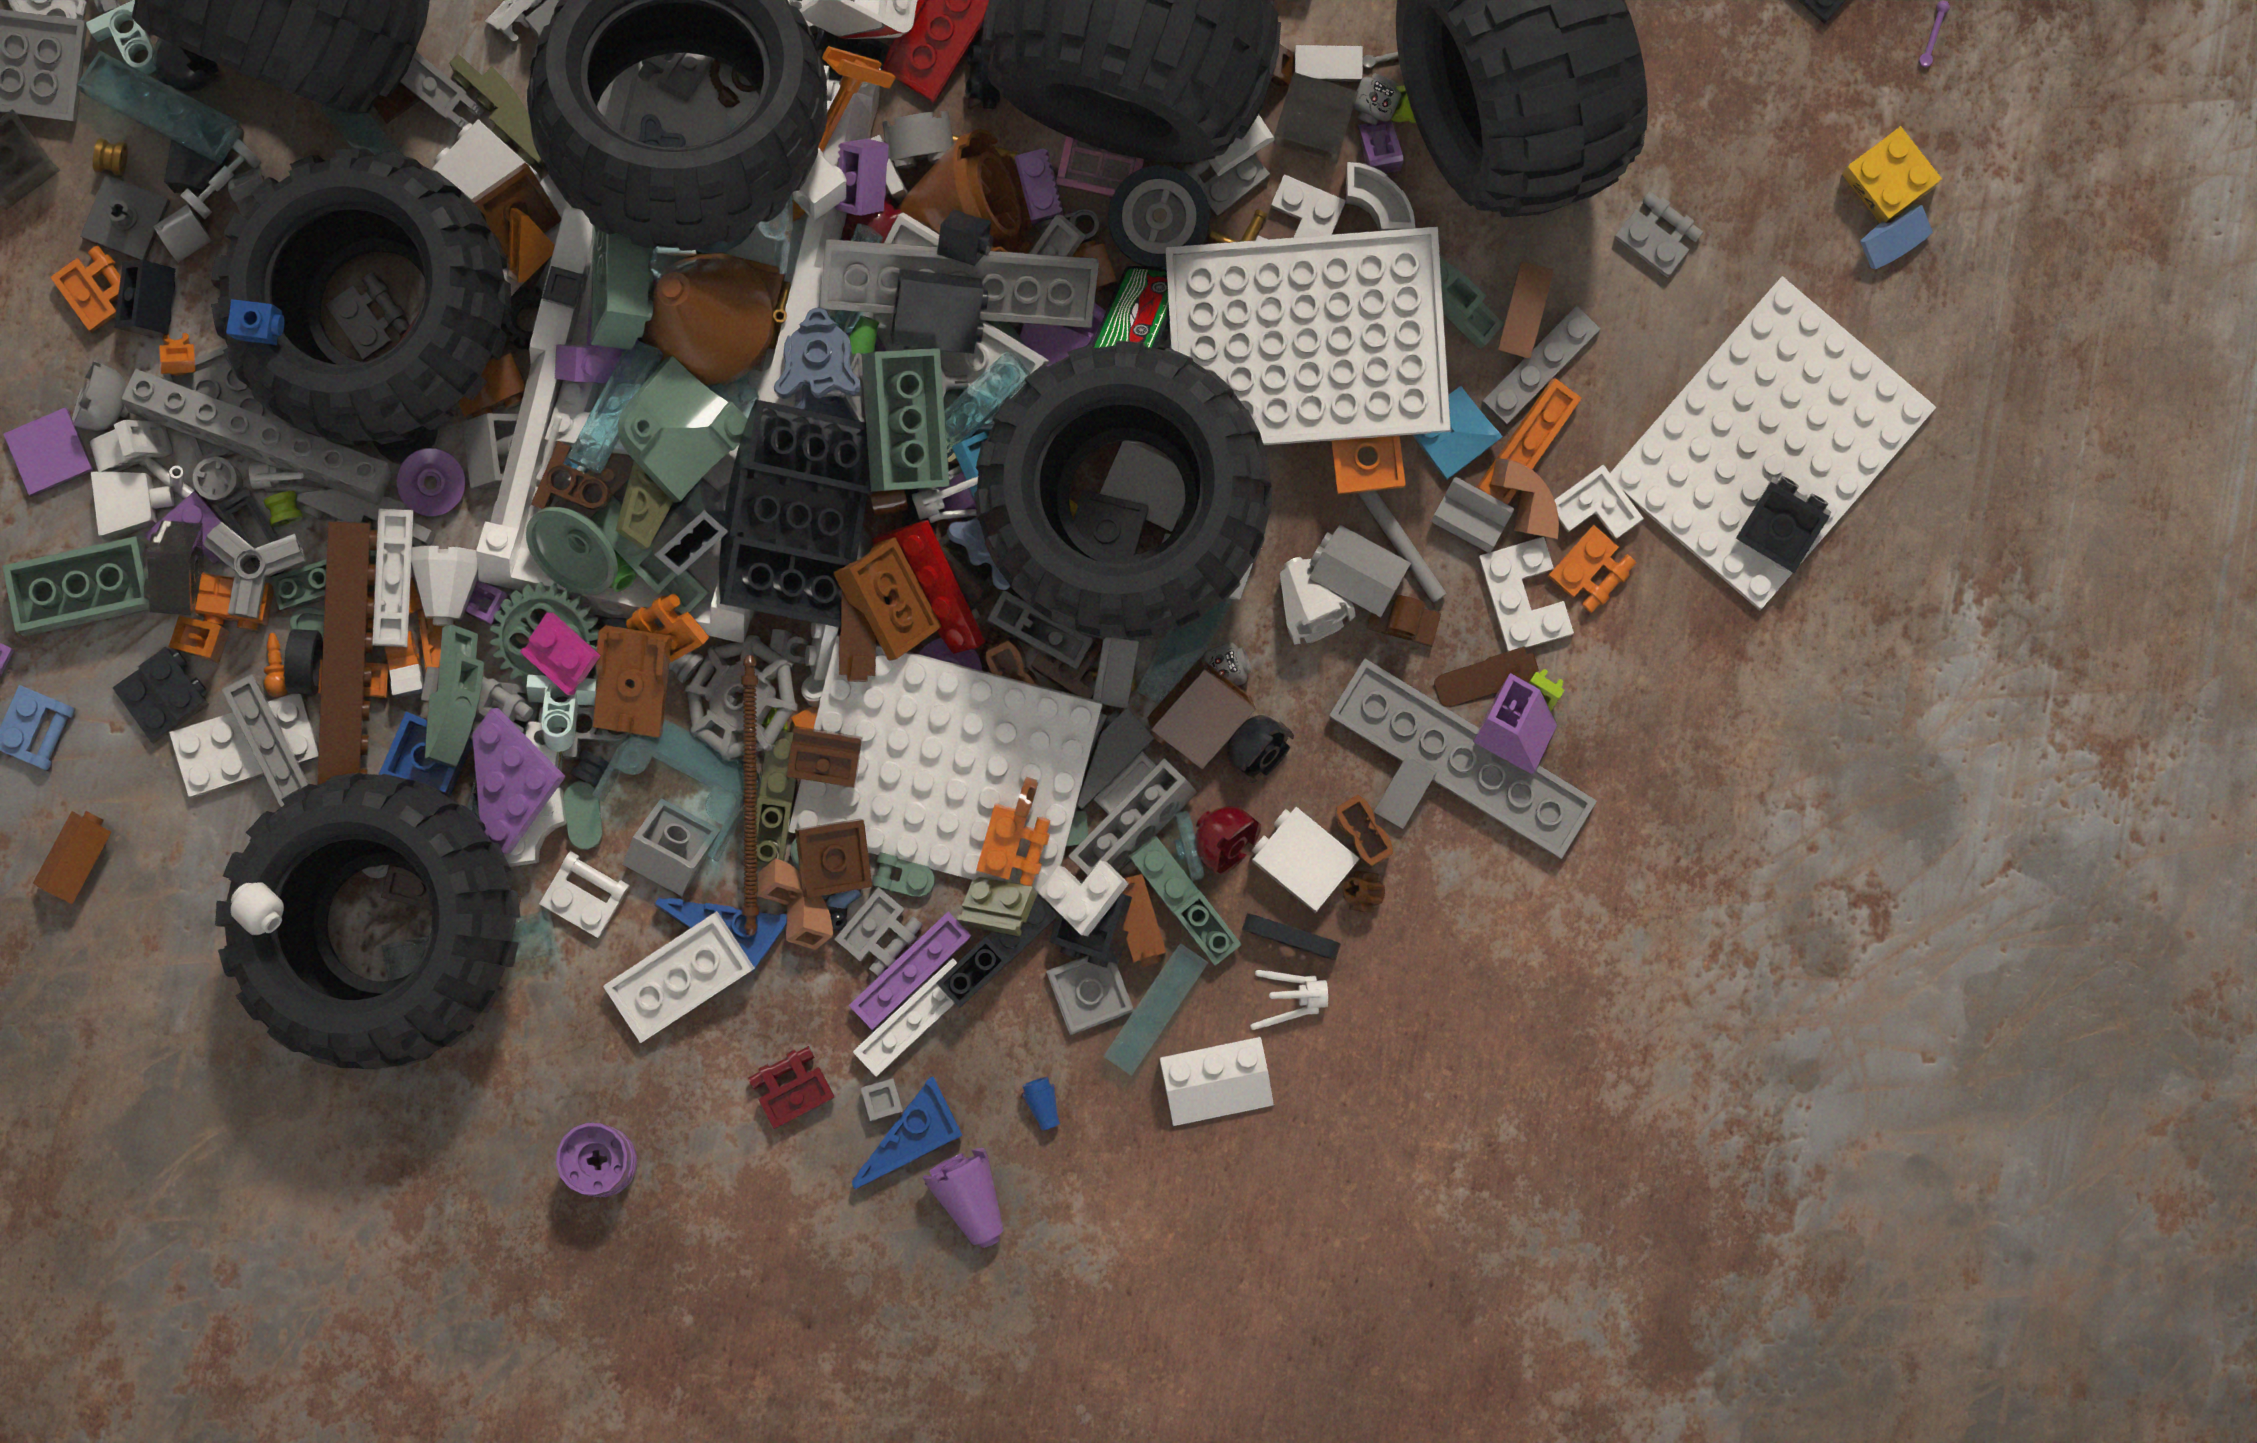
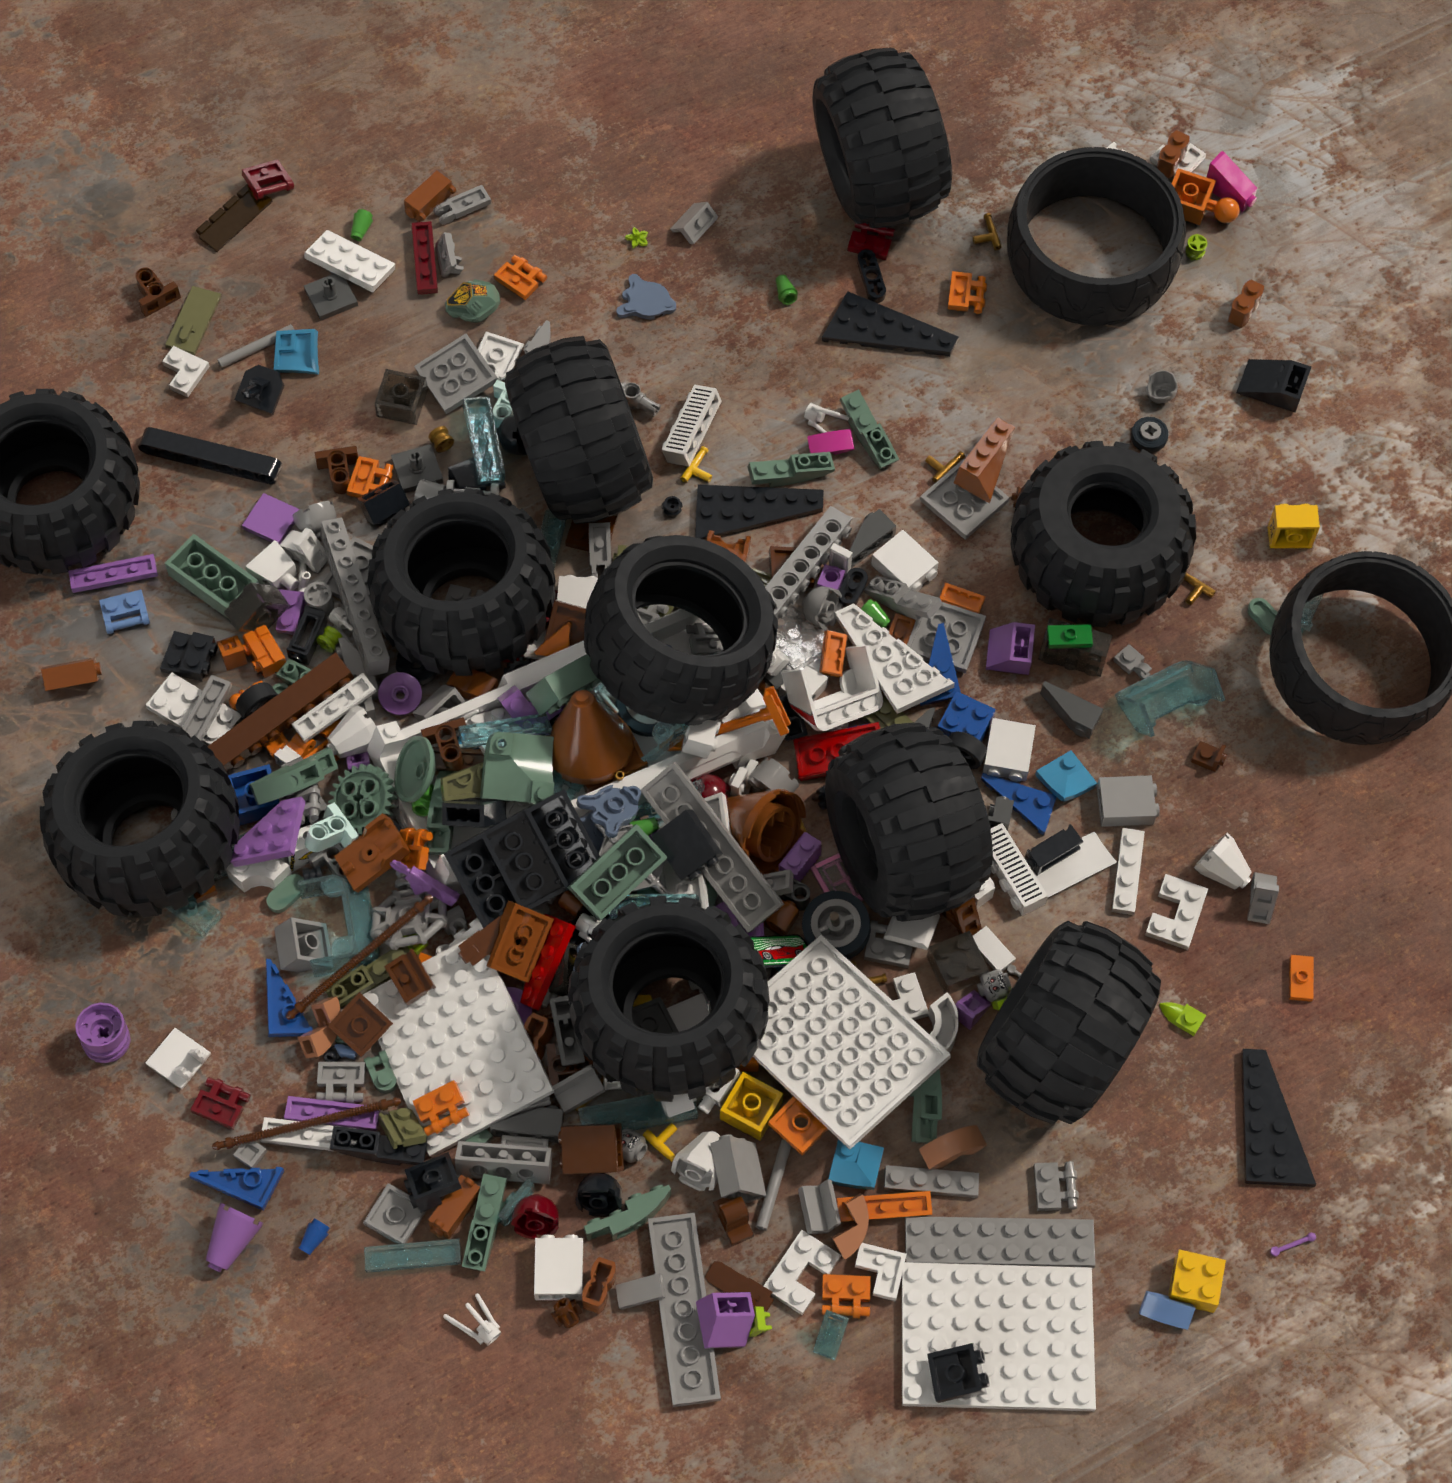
camera: 50 degrees right, 20 degrees down
(50, 320) = (328, 458): none -> reddish brown tile
(177, 356) = (364, 535): orange plate -> none
(235, 552) = (286, 629): light grey piece -> none
(255, 322) = (400, 528): blue brick -> none
(257, 908) = (97, 745): white head -> none
(560, 653) = (357, 806): dark pink plate -> none
(563, 287) = (545, 665): black tile -> none
(578, 905) = (236, 925): white plate -> none
(678, 977) = (235, 999): white plate -> none
(695, 1095) = (178, 1058): none -> white plate
(716, 651) = (422, 882): none -> medium lavender piece
(855, 1112) = (231, 1142): none -> reddish brown hose
(865, 169) = (726, 761): medium lavender brick -> none
(964, 238) = (735, 825): black brick -> none
(1026, 797) = (470, 1092): dark orange tile -> none
(1087, 902) = (439, 1166): white plate -> none
(1216, 1081) = (398, 1317): white slope -> none
(1245, 629) = (658, 1142): none -> yellow piece
(1291, 936) = (510, 1295): black beam -> none
(1300, 494) = (751, 1106): none -> yellow brick
(1311, 719) = (638, 1211): none -> sand green slope
(1625, 624) = (831, 1334): none -> clear light blue slope
(1670, 350) = (1000, 1241): none -> light grey plate

